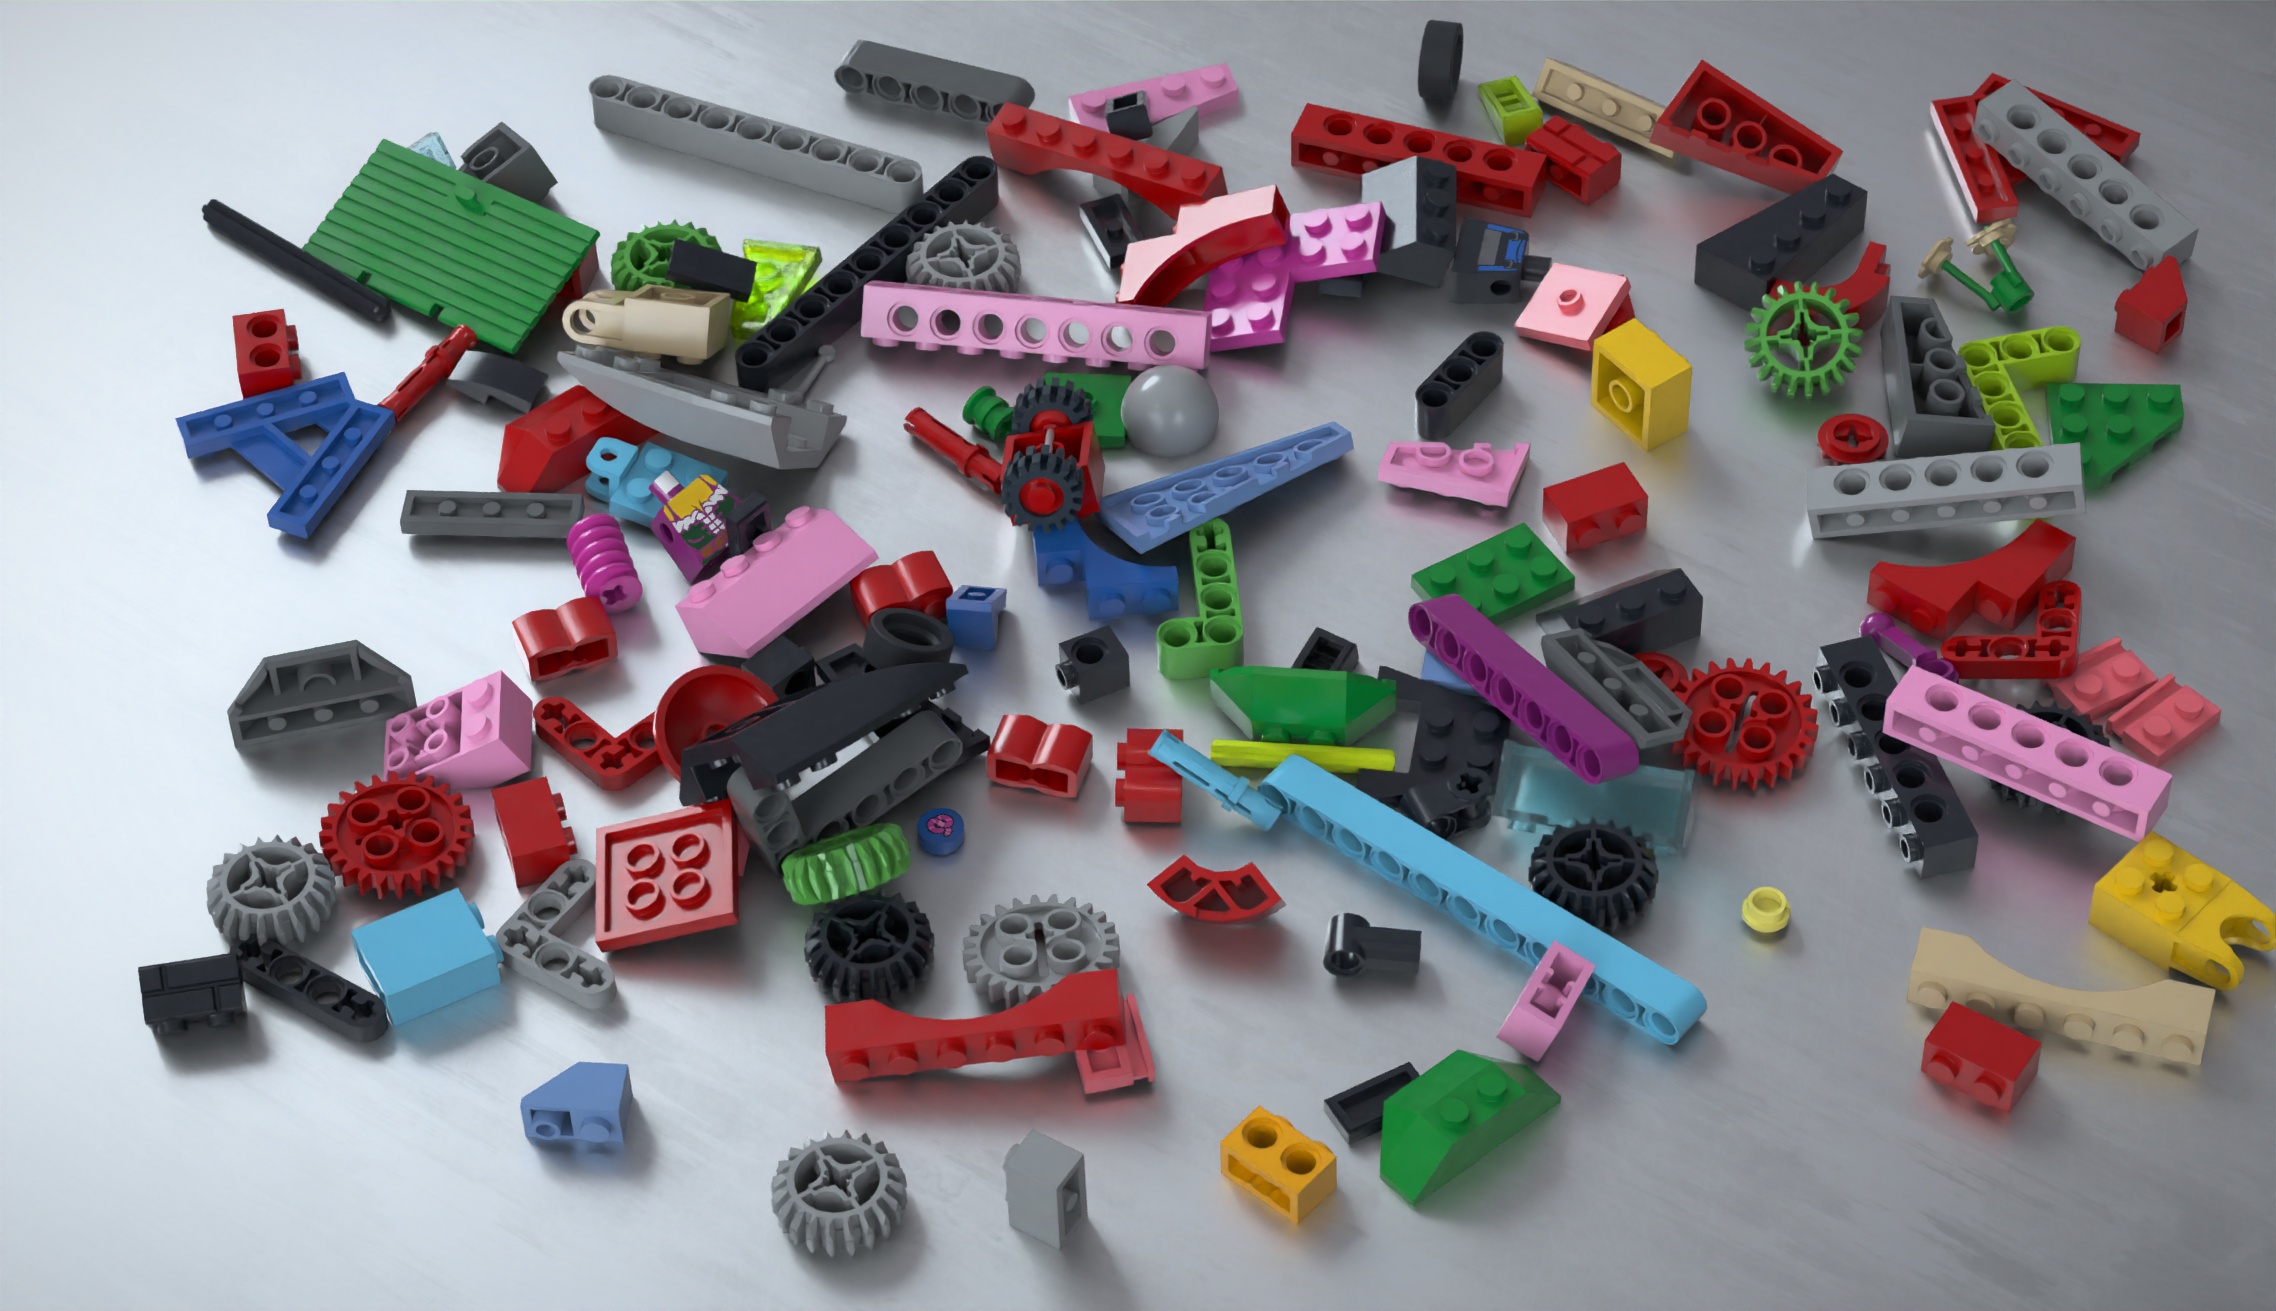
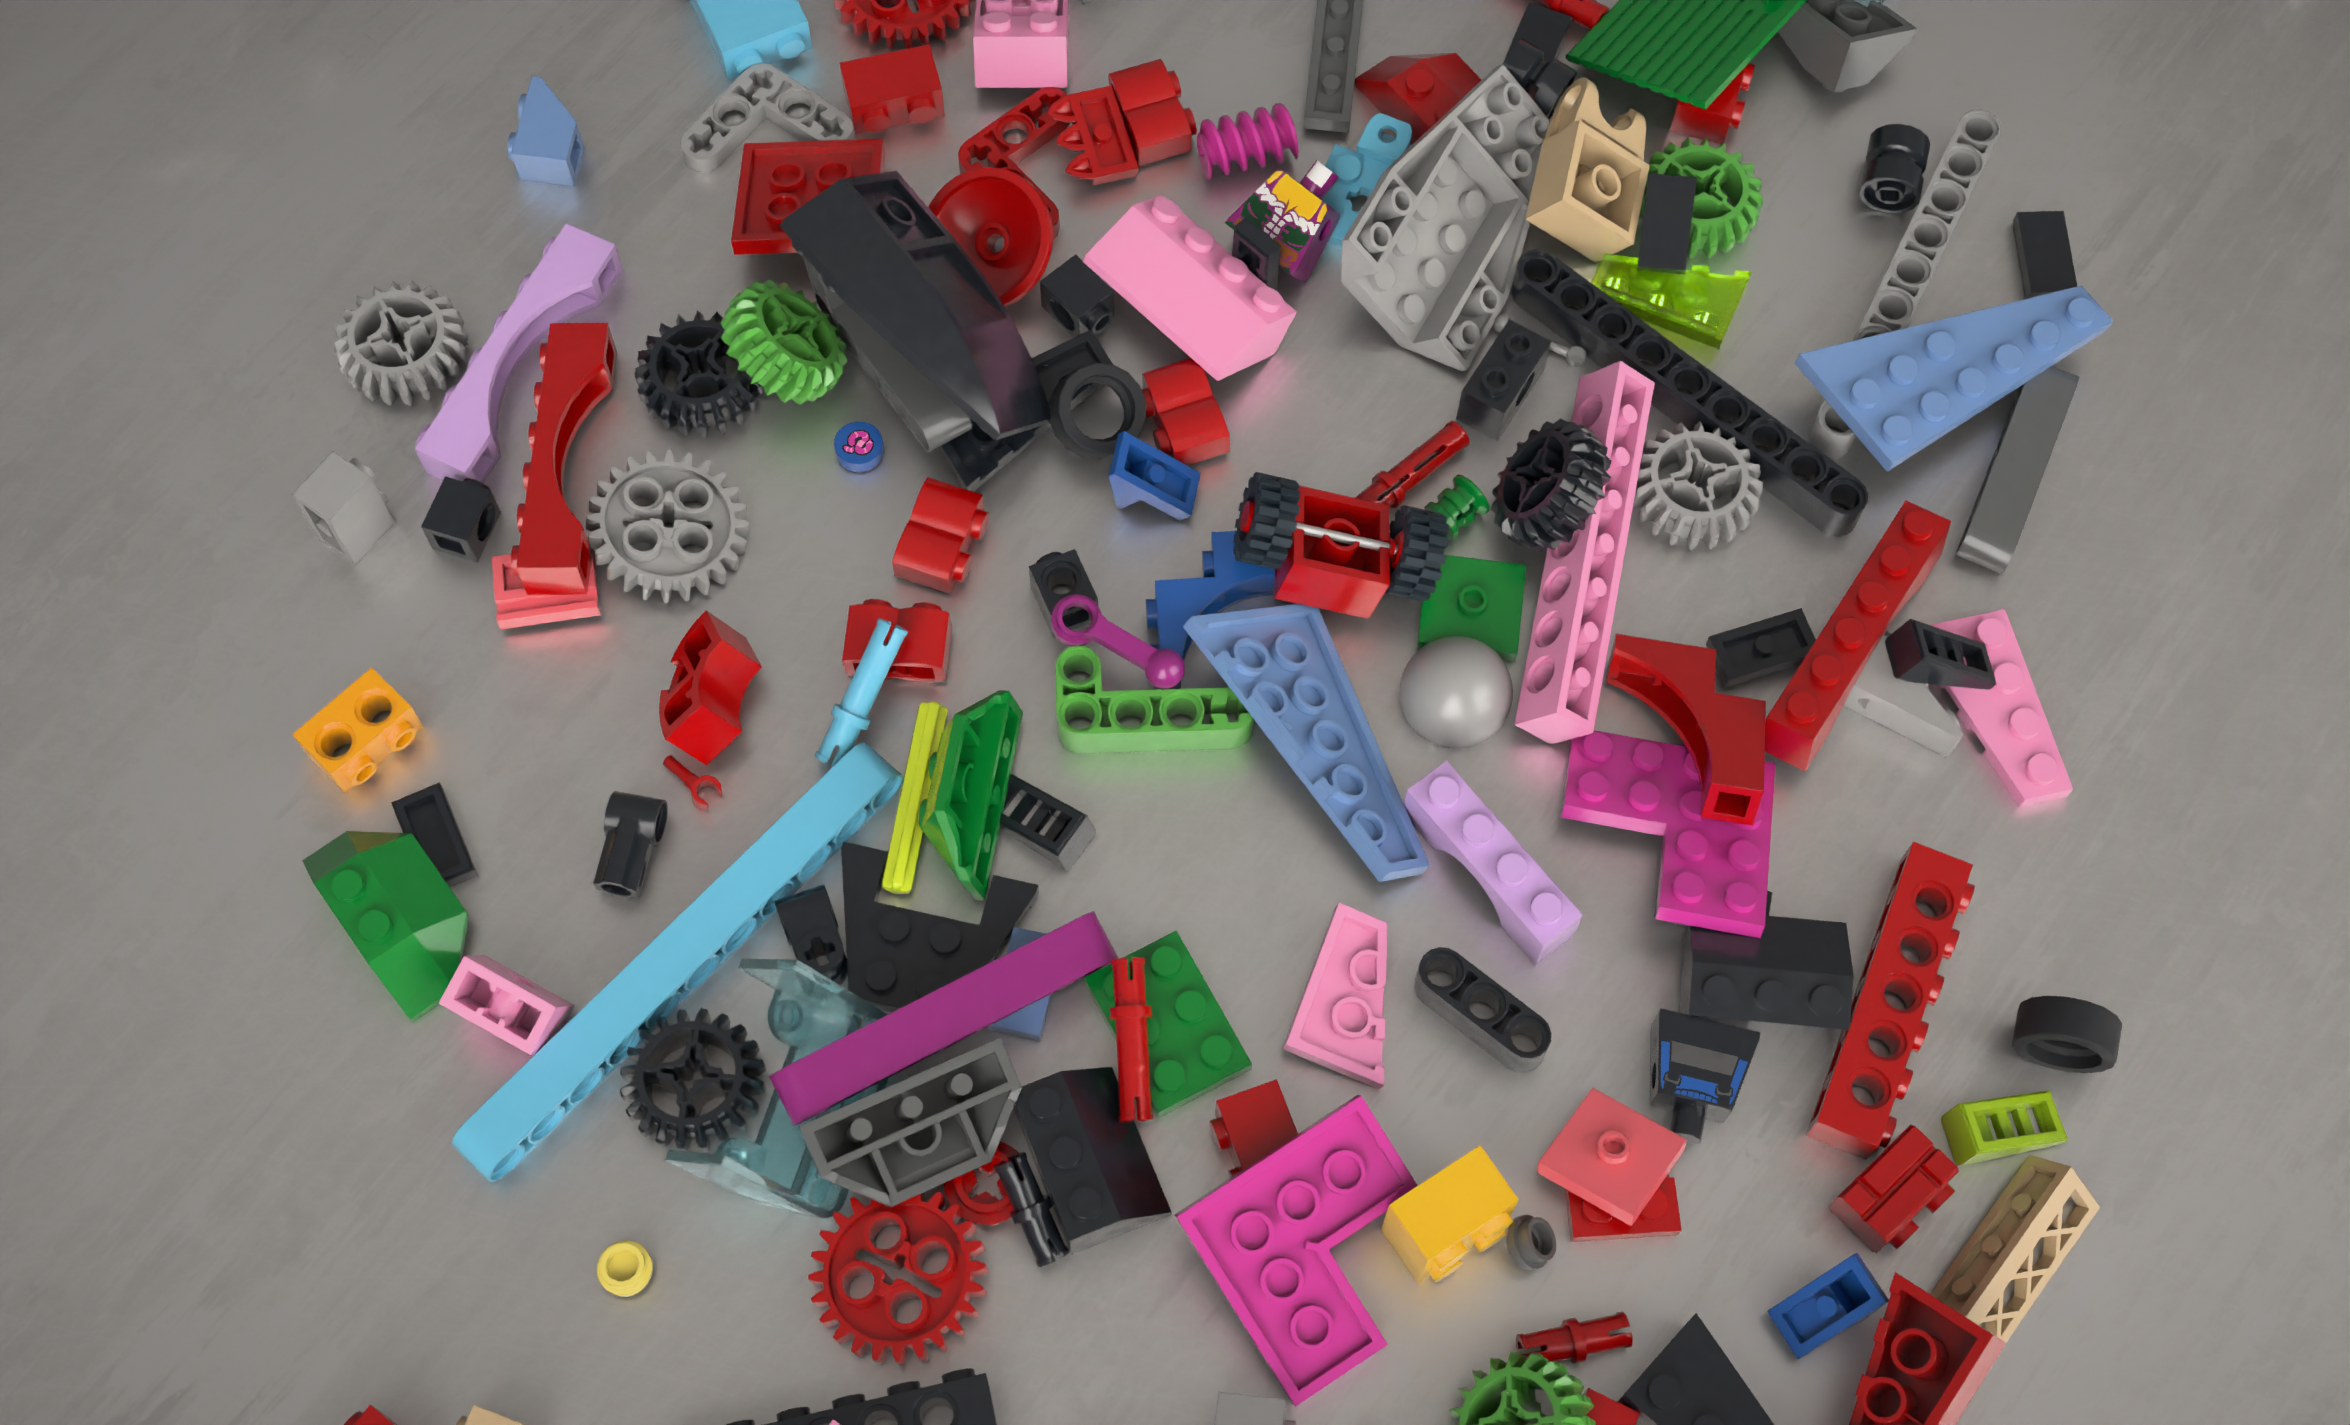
camera: 90 degrees right, 20 degrees up
(536, 365) = (1550, 78): none -> black wheel
(593, 671) = (1097, 133): none -> red plate
(637, 145) = (1894, 168): none -> black wheel
(723, 70) = (2044, 252): none -> black tile
(858, 107) = (1932, 377): none -> medium blue wing
(864, 384) = (1503, 380): none -> black brick
(939, 1123) = (568, 281): none -> lavender arch
(1000, 340) = (1551, 485): none -> black gear
(1042, 1107) = (461, 518): none -> black brick
(1175, 575) = (1162, 666): none -> magenta piece
(1294, 398) = (1523, 894): none -> lavender arch
(1309, 912) = (693, 782): none -> red hand
(1503, 578) = (1132, 1039): none -> red pin
(1670, 182) = (1828, 1306): none -> blue slope
(1673, 640) = (1031, 1209): none -> black pin
(1677, 481) = (1272, 1237): none -> dark pink plate
(1721, 331) = (1578, 1339): none -> red pin

